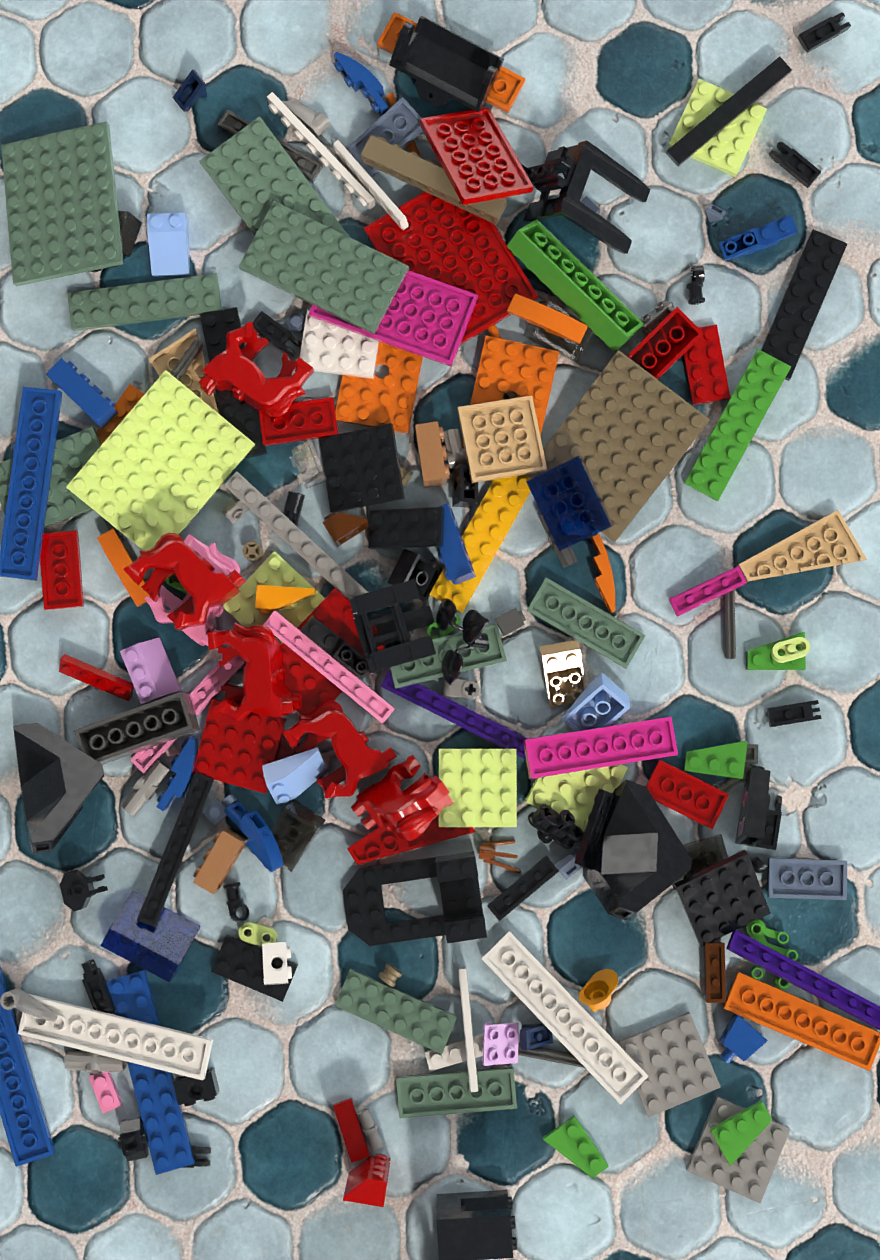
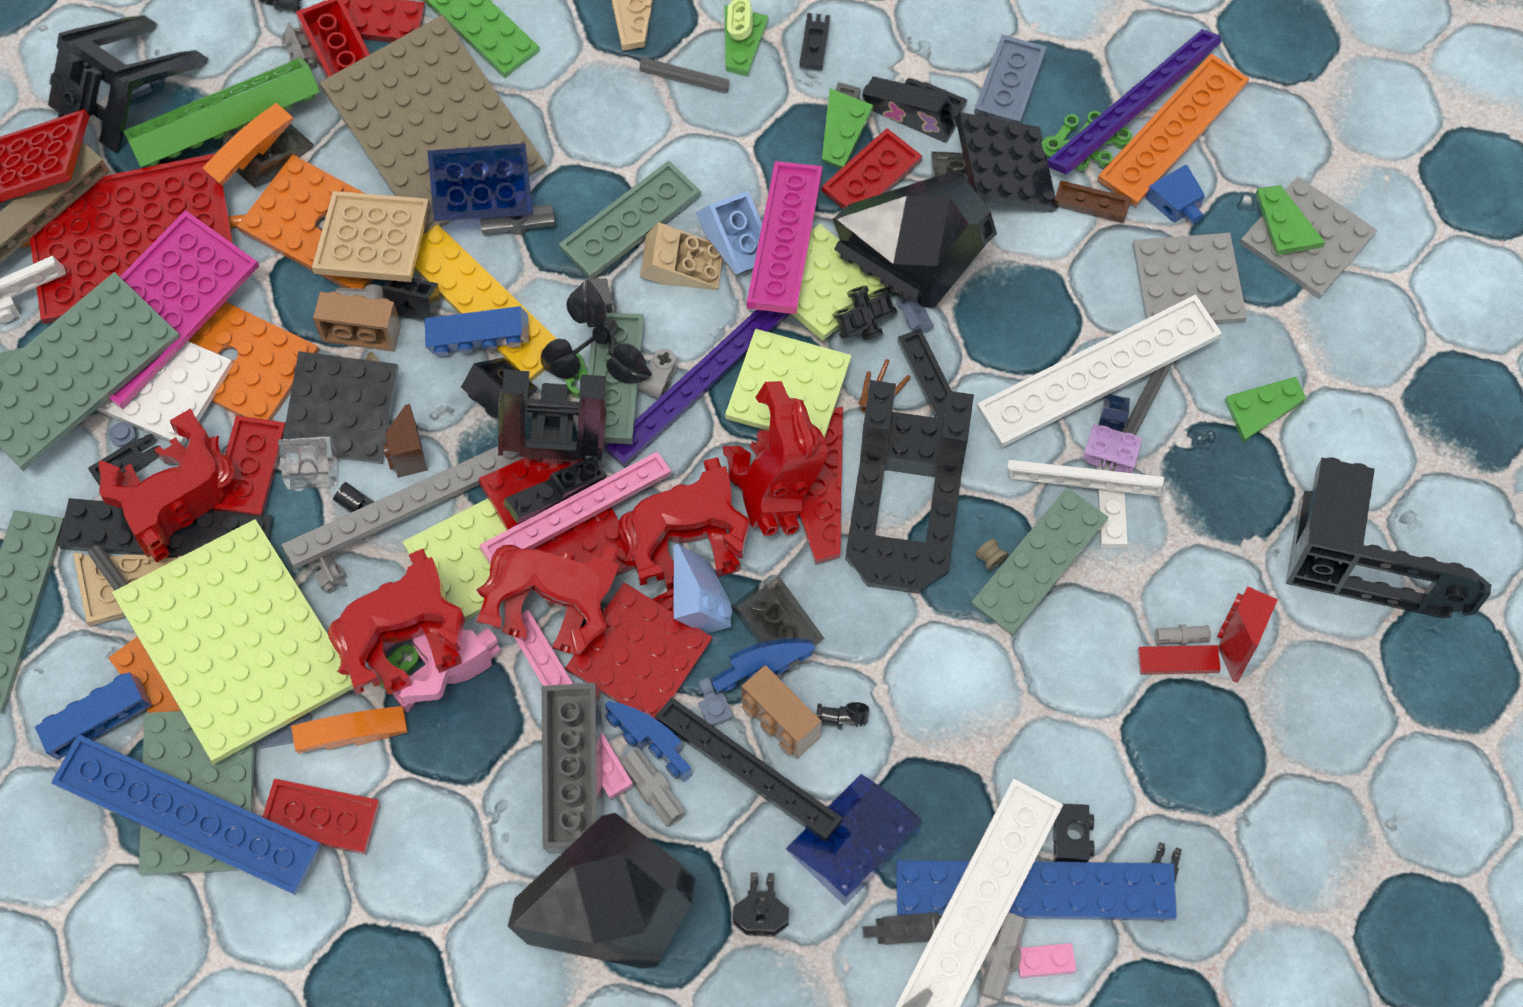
camera: 75 degrees left, 20 degrees down
(96, 677) = (482, 810): red plate -> none
(133, 1139) = (1121, 933): black hinge -> none
(150, 670) = (499, 740): lavender slope -> none
(244, 965) = (935, 720): black plate -> none
(250, 549) = (390, 561): dark tan wheel -> none
(258, 932) = (893, 702): yellowish green plate -> none
(273, 951) = (946, 690): white brick -> none
(277, 597) = (462, 551): light orange slope -> none
(406, 528) = (437, 374): black plate -> none
(451, 1093) = (1162, 524): sand green plate -> none
(599, 989) = (1077, 323): light orange piece -> none
(604, 581) = (589, 184): orange slope -> none
(707, 591) = (641, 84): dark pink tile -> none

